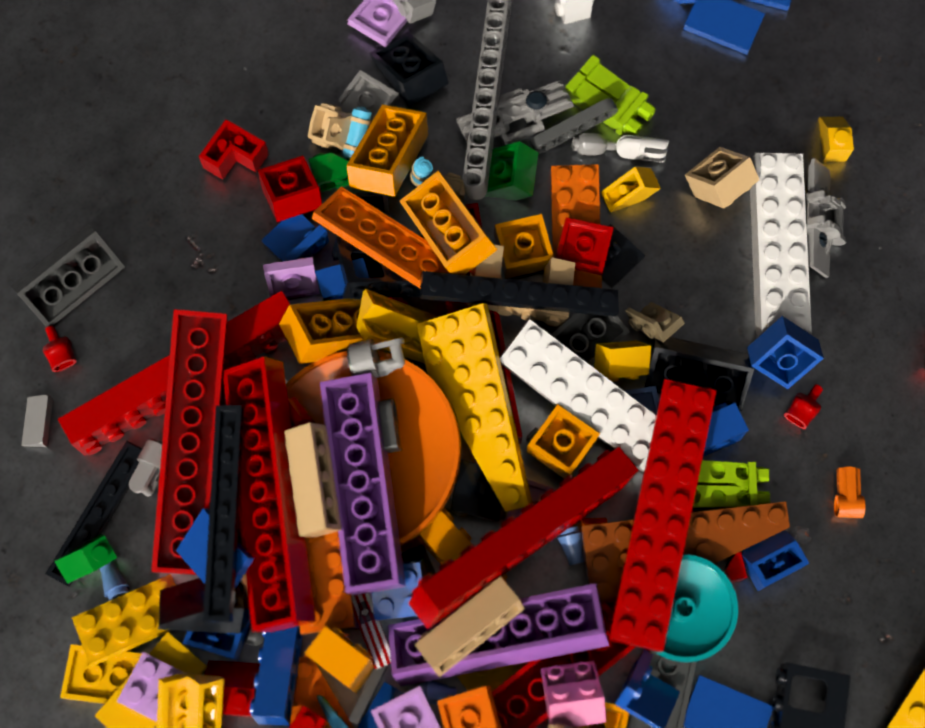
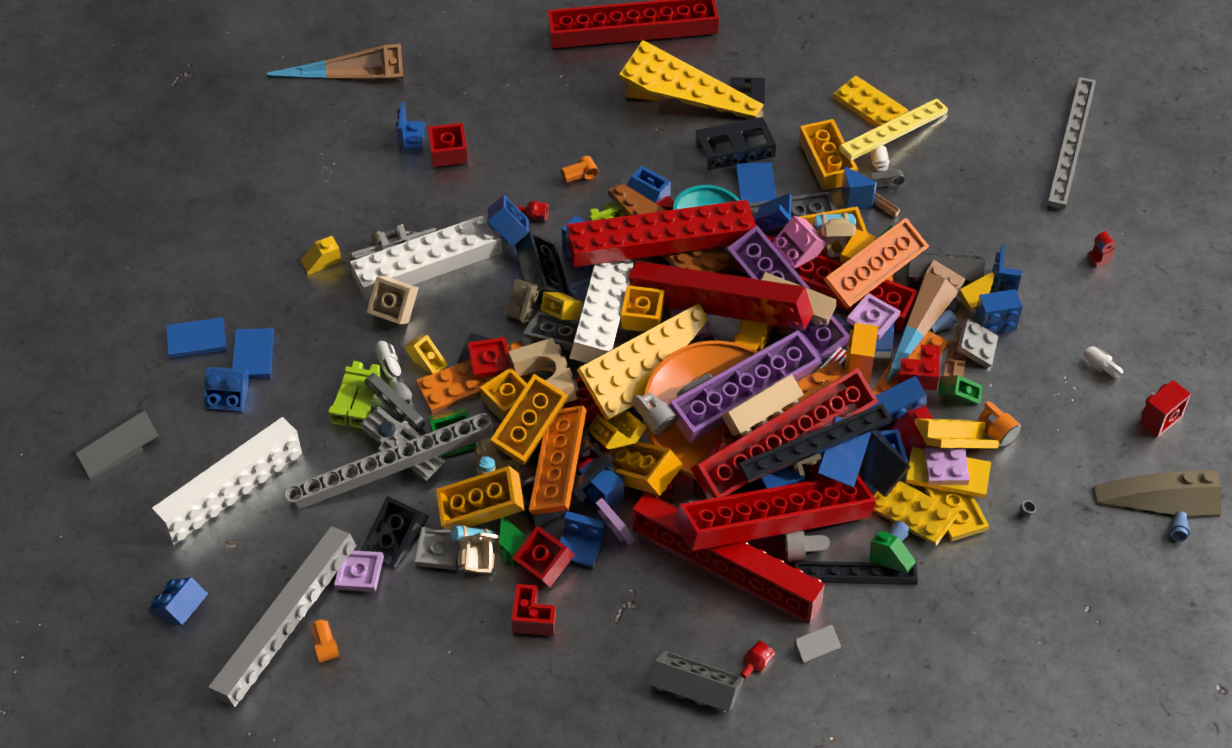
camera: 115 degrees left, 20 degrees down
(518, 293) = (556, 363): black plate -> none

